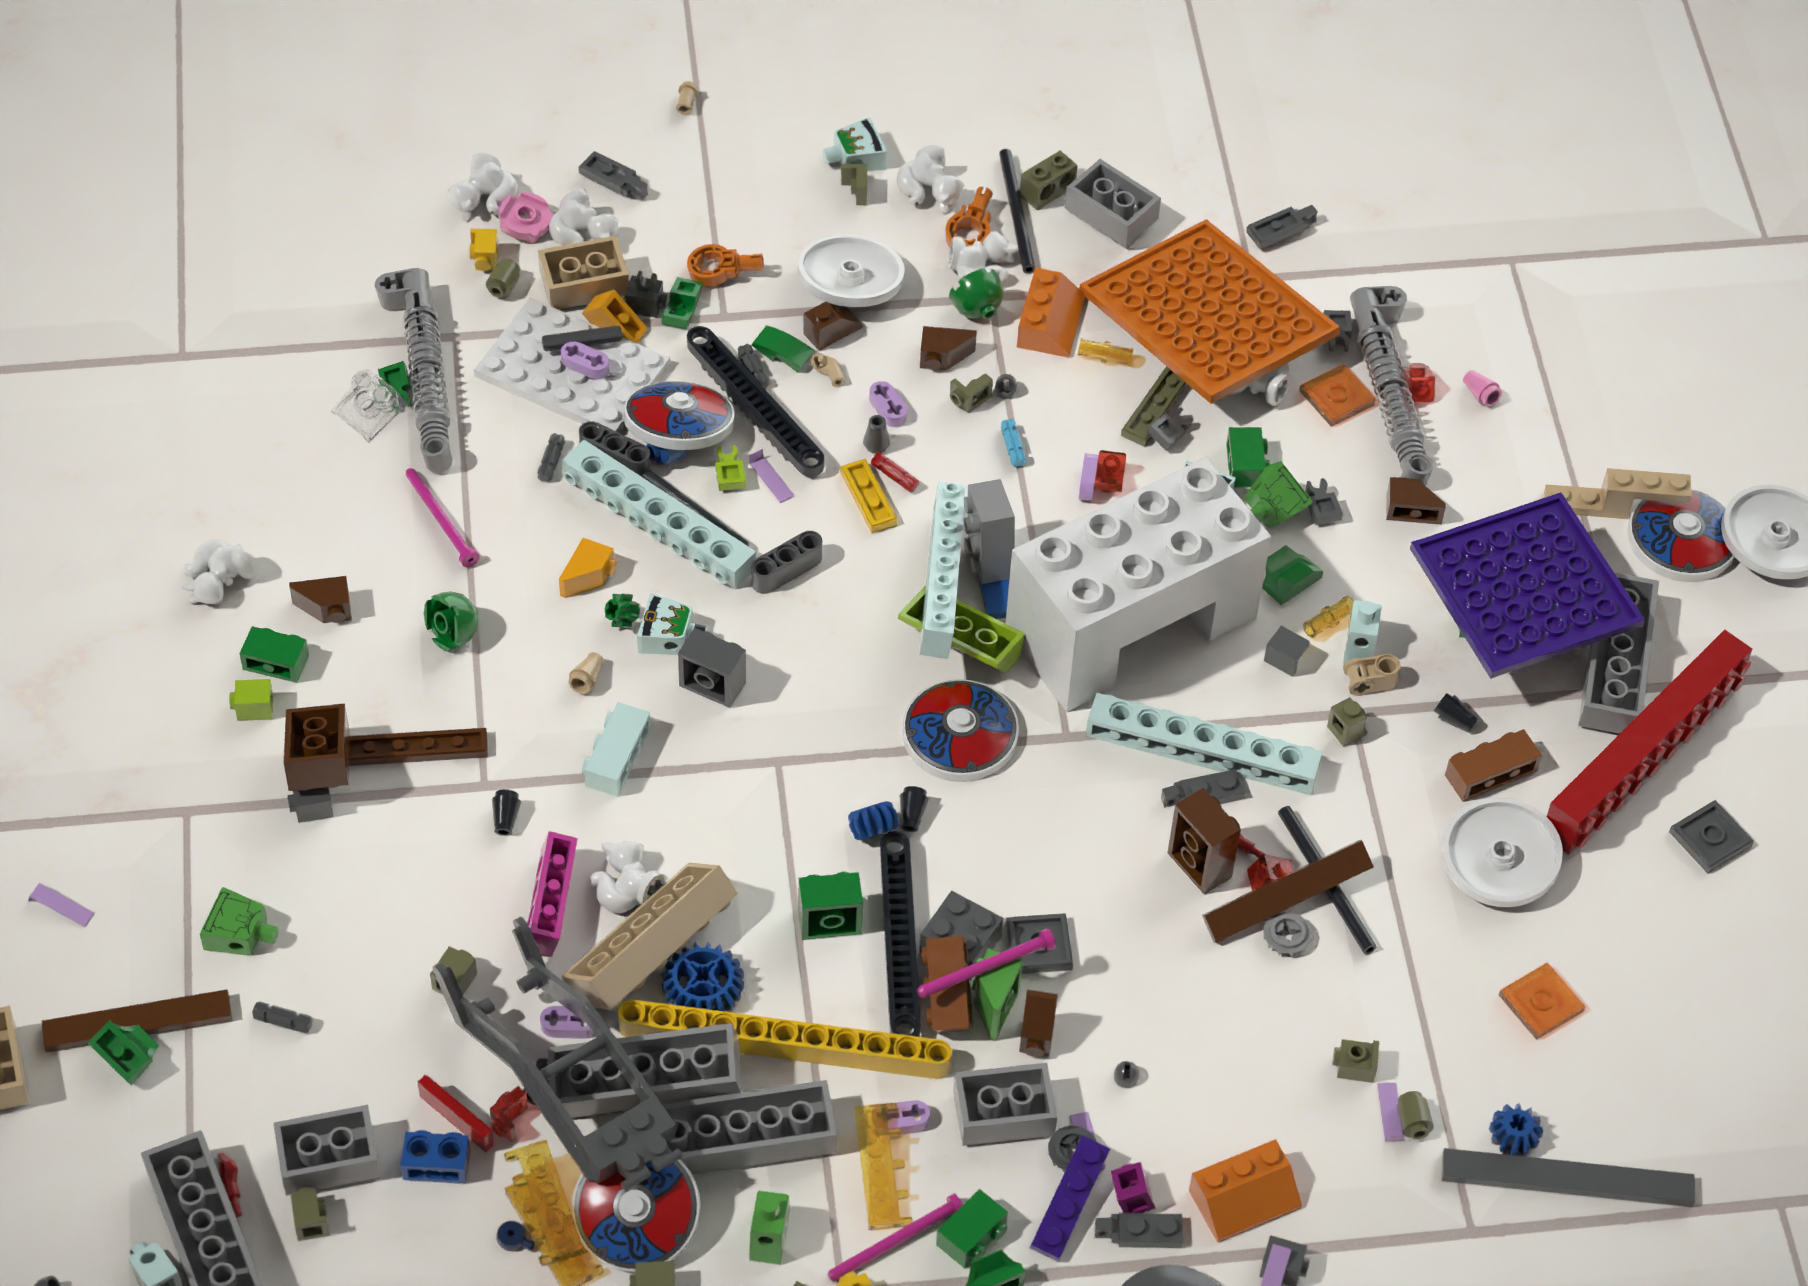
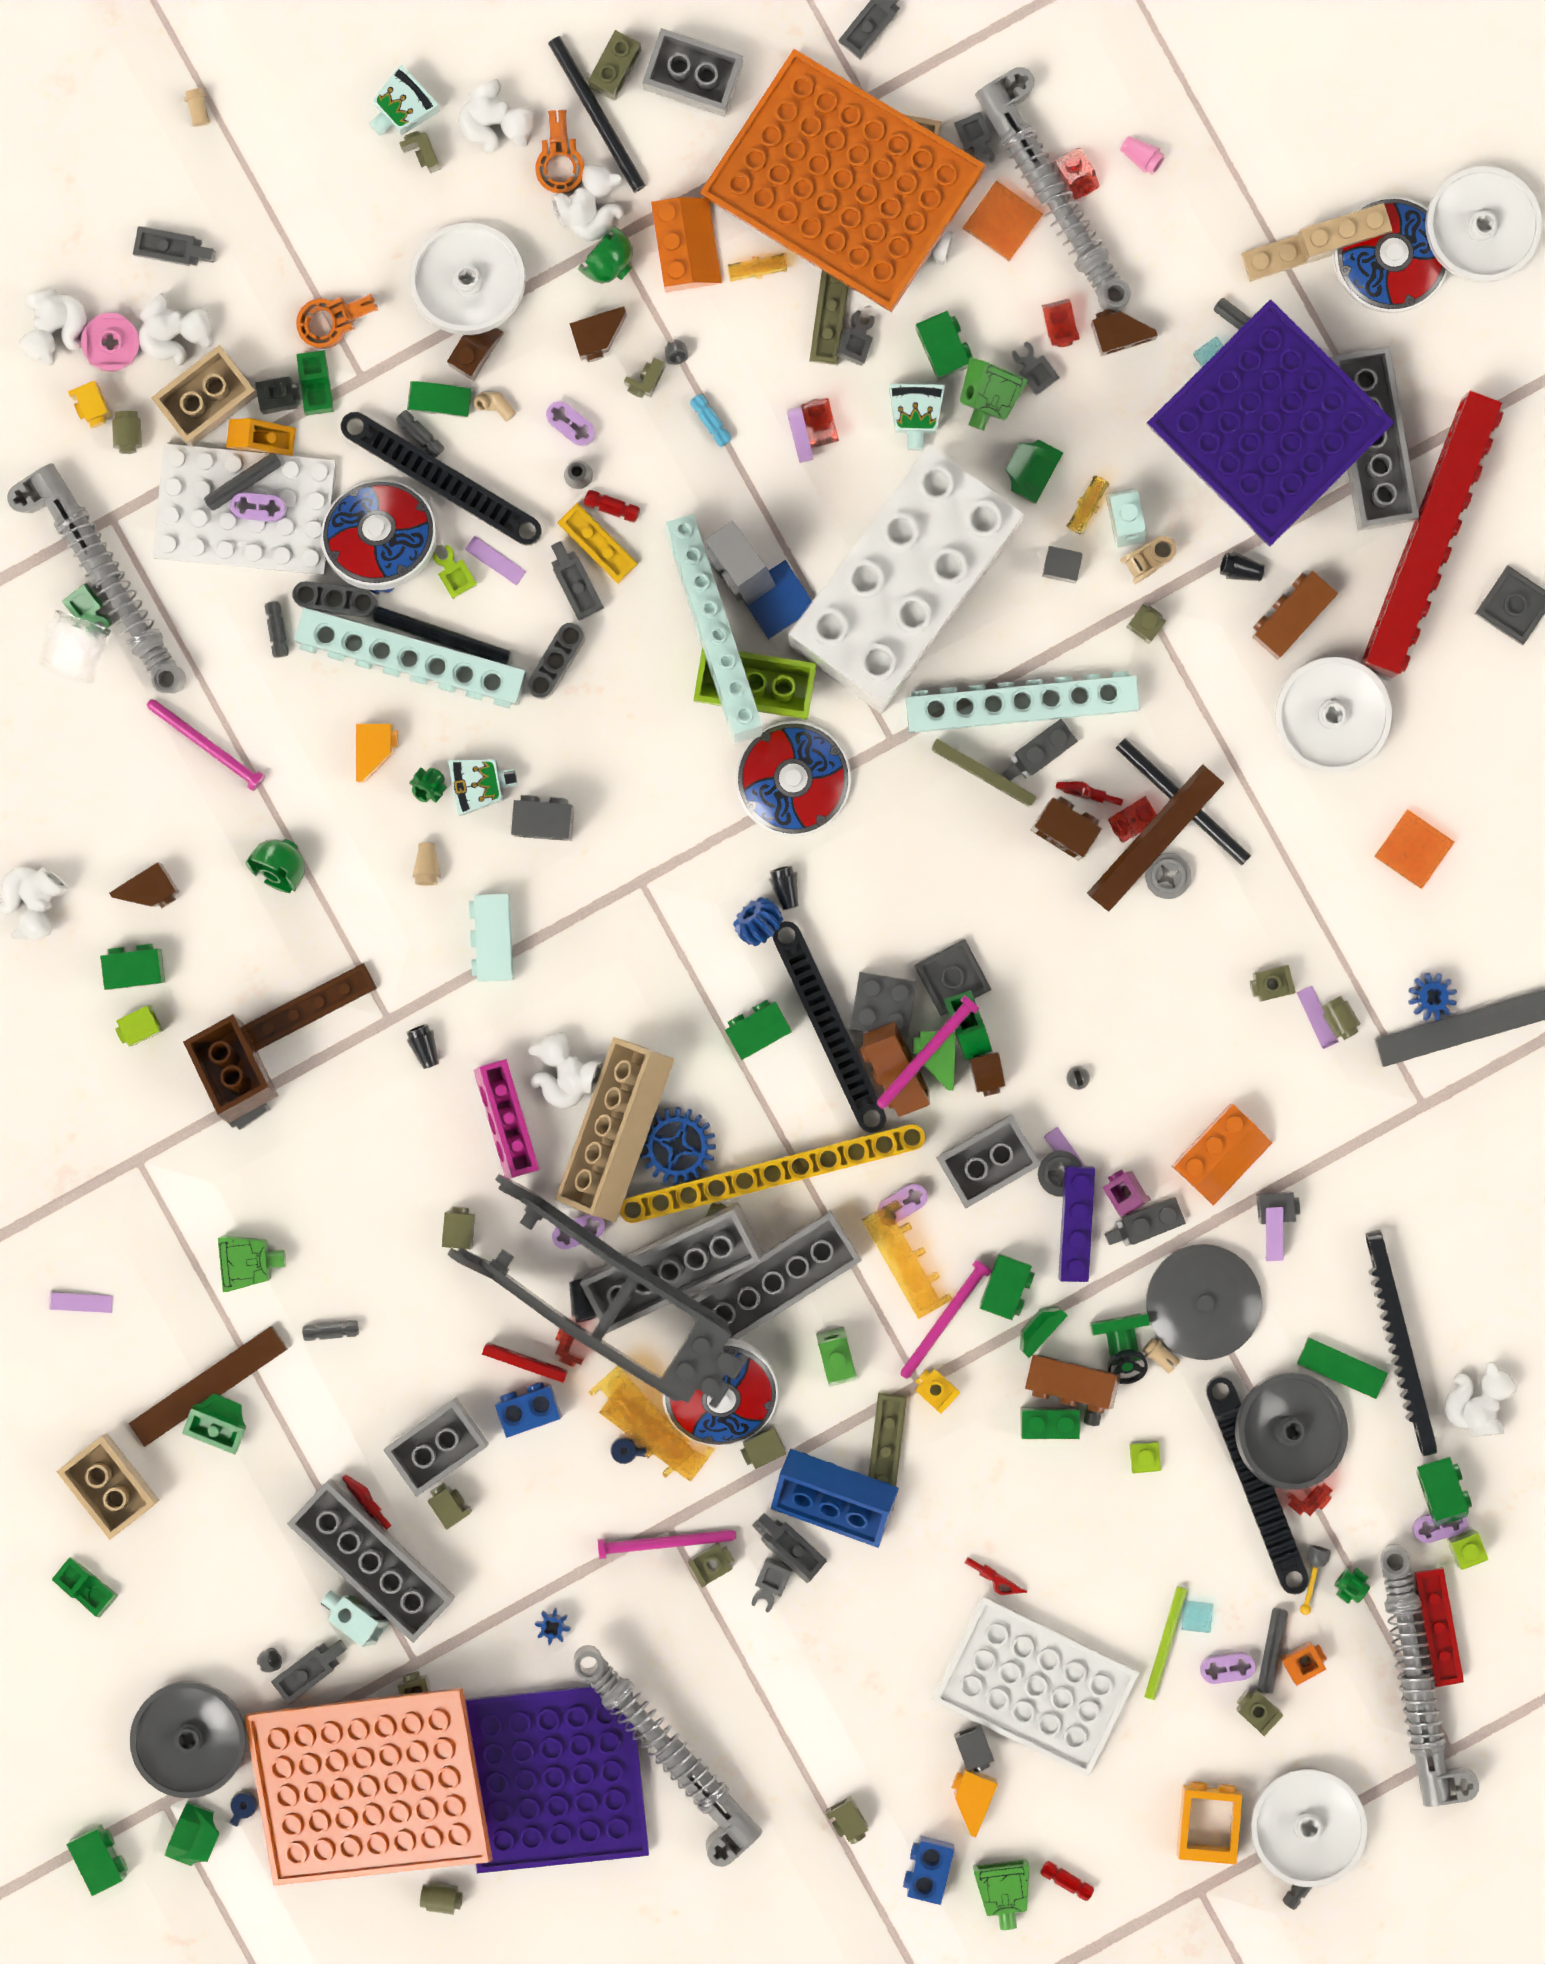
camera: 15 degrees left, 35 degrees up
(834, 513) = (575, 582): none -> dark grey hinge
(1037, 972) = (972, 1031): none -> green brick
(1138, 779) = (983, 773): none -> olive tile
(1359, 476) = (1060, 323): none -> clear red bracket

